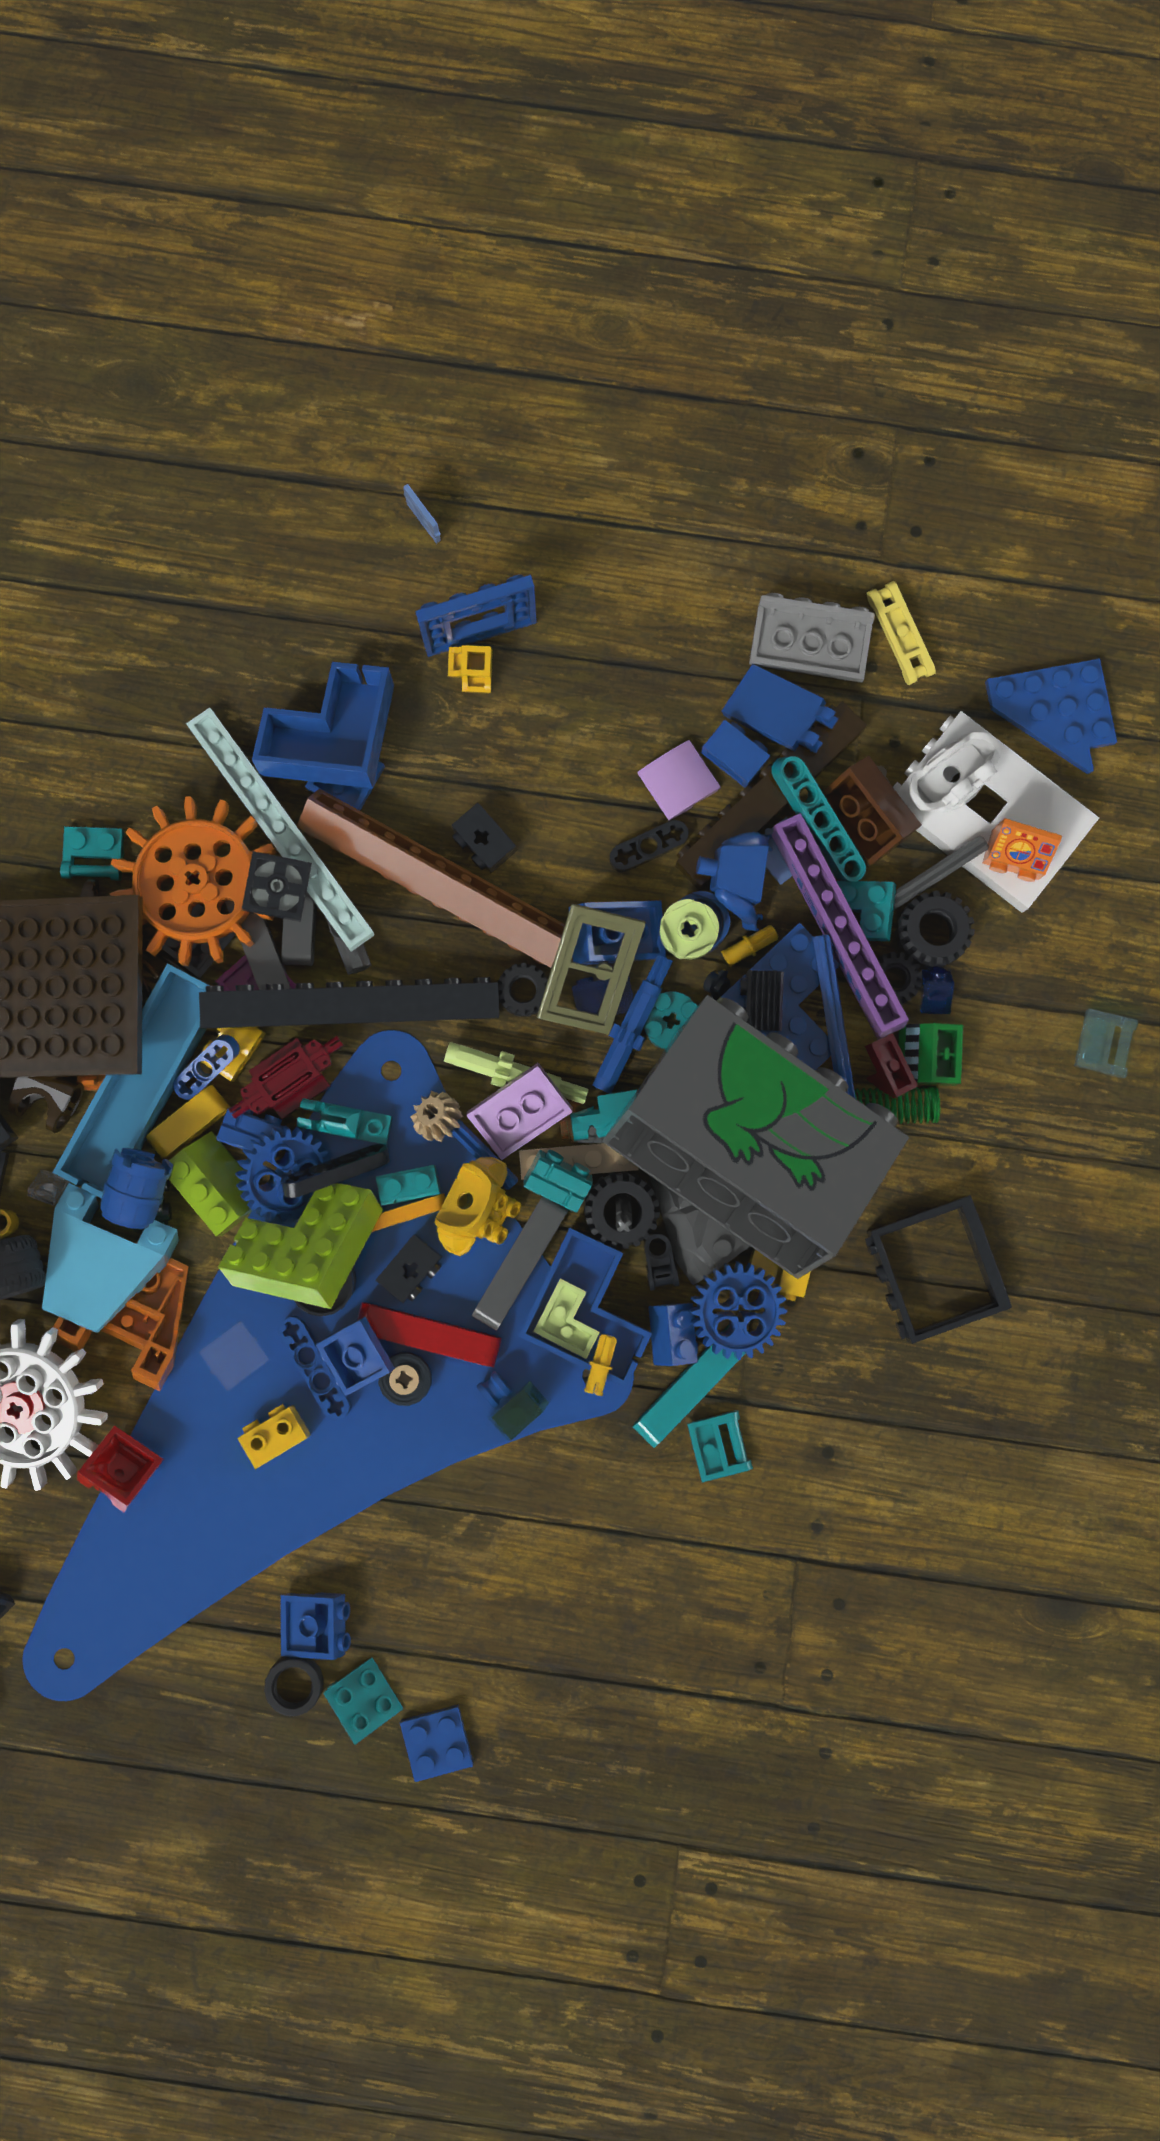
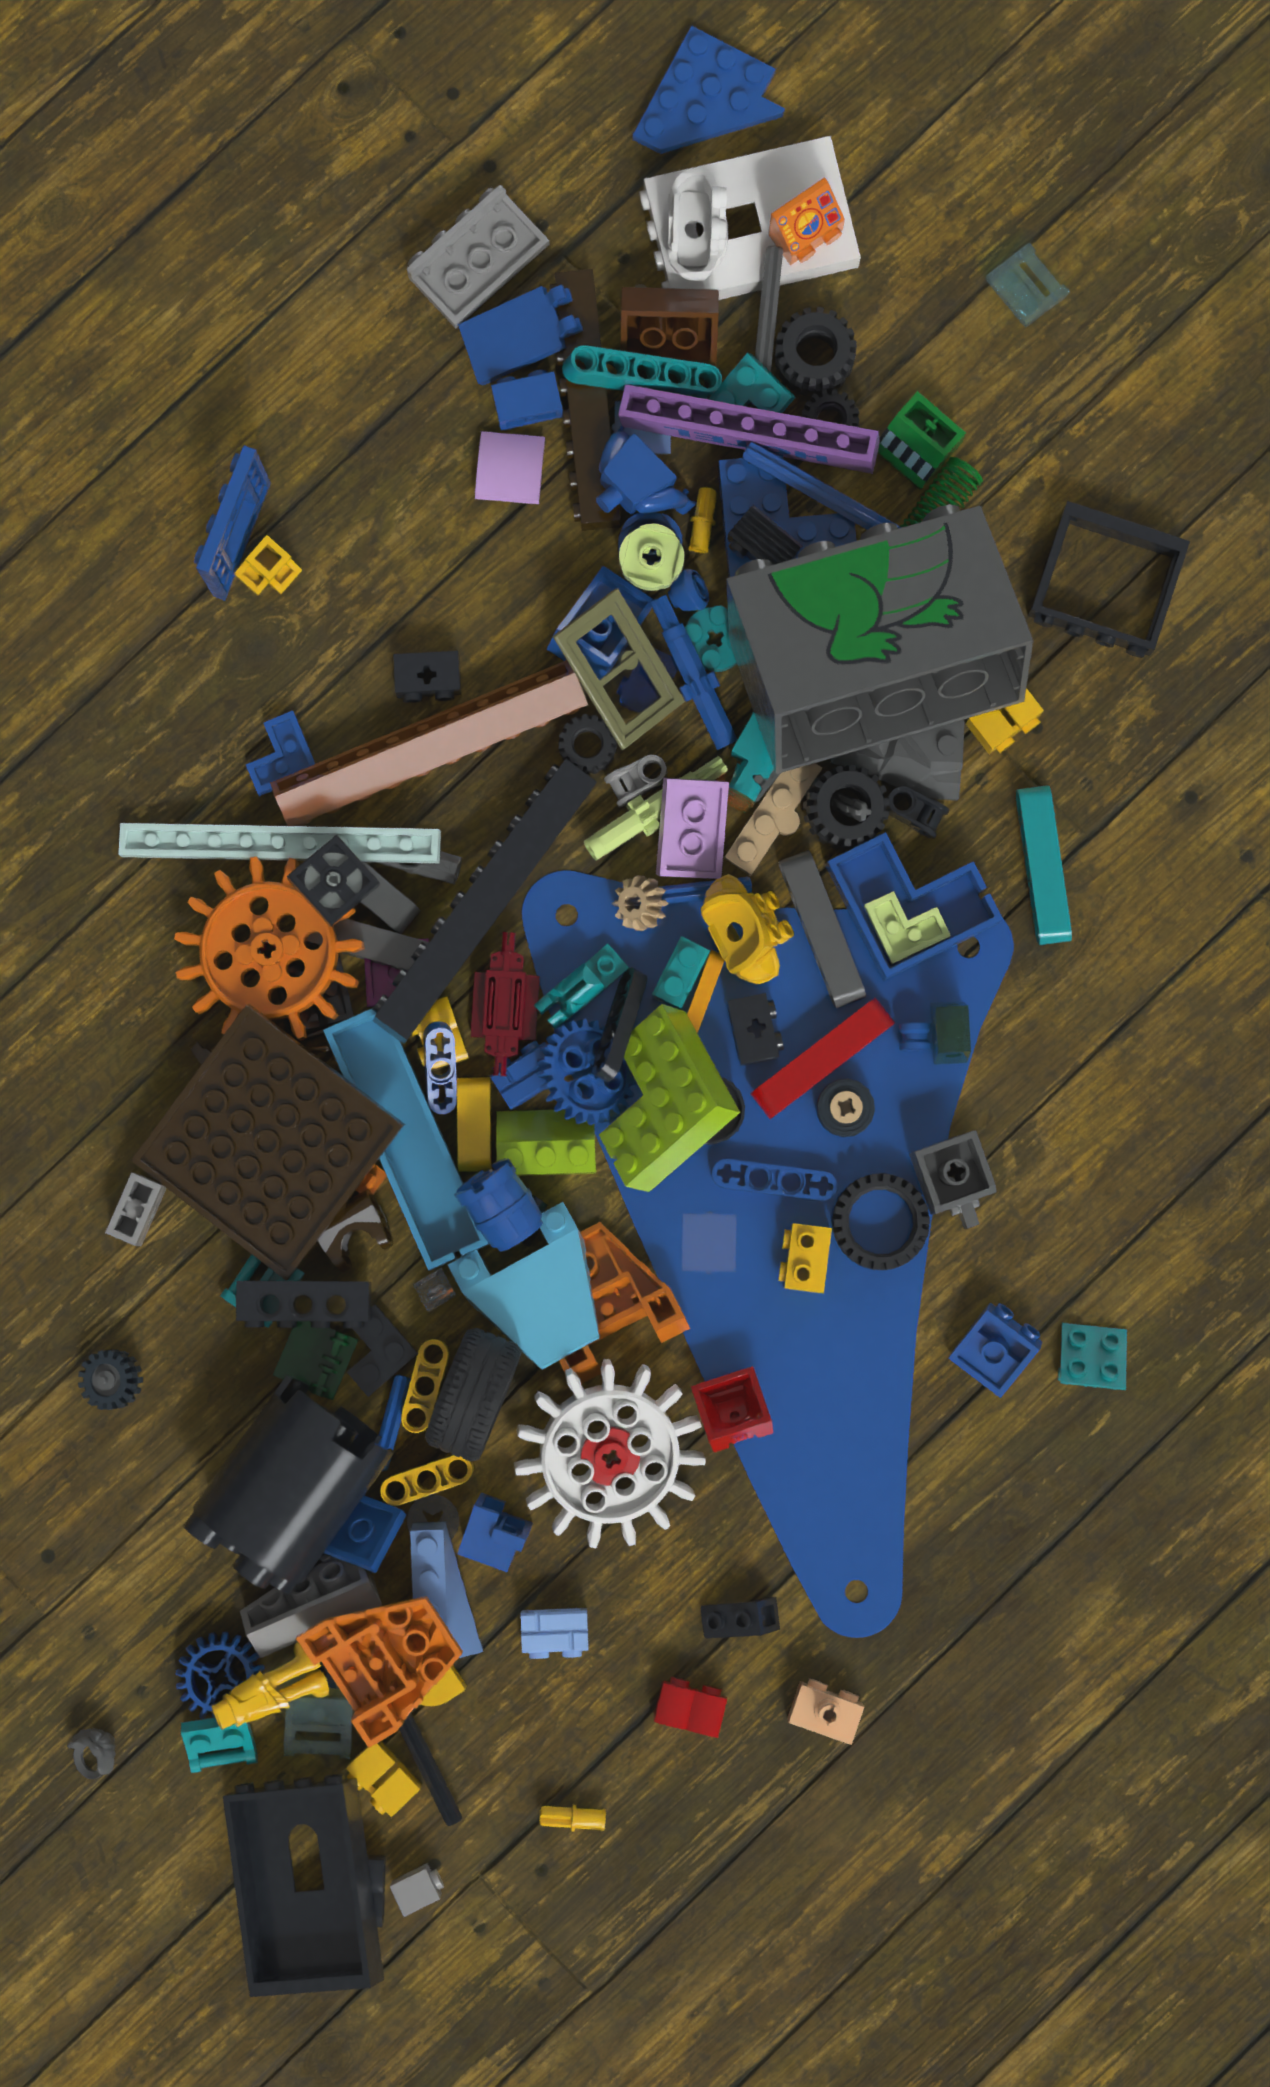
camera: 50 degrees left, 0 degrees up
(91, 843) = (159, 1020): teal plate -> none
(288, 1708) = (1056, 1395): black tyre -> none
(315, 1493) = (920, 1221): none -> black tyre
(333, 745) = (244, 737): blue piece -> none
(355, 1356) = (793, 1132): blue plate -> none
(417, 1513) = (971, 1182): none -> dark grey hinge
(422, 513) = (97, 504): medium blue piece -> none
(436, 1743) = (1178, 1322): blue plate -> none
(524, 1043) = (635, 780): none -> light grey piece
(558, 1180) = (779, 840): teal brick -> none
(601, 1364) = (966, 923): yellow axle -> none
(671, 845) = (560, 518): black beam -> none
(673, 1334) = (988, 845): blue brick -> none
(689, 975) = (689, 591): none -> blue cone
(710, 1449) = (1111, 894): teal plate -> none
(717, 983) = (714, 574): black plate -> none
(736, 1337) = (989, 754): blue gear -> none
(892, 1070) = (909, 482): dark red slope -> none
(901, 632) = (533, 175): light yellow plate -> none
(936, 991) = (869, 392): clear blue bracket -> none

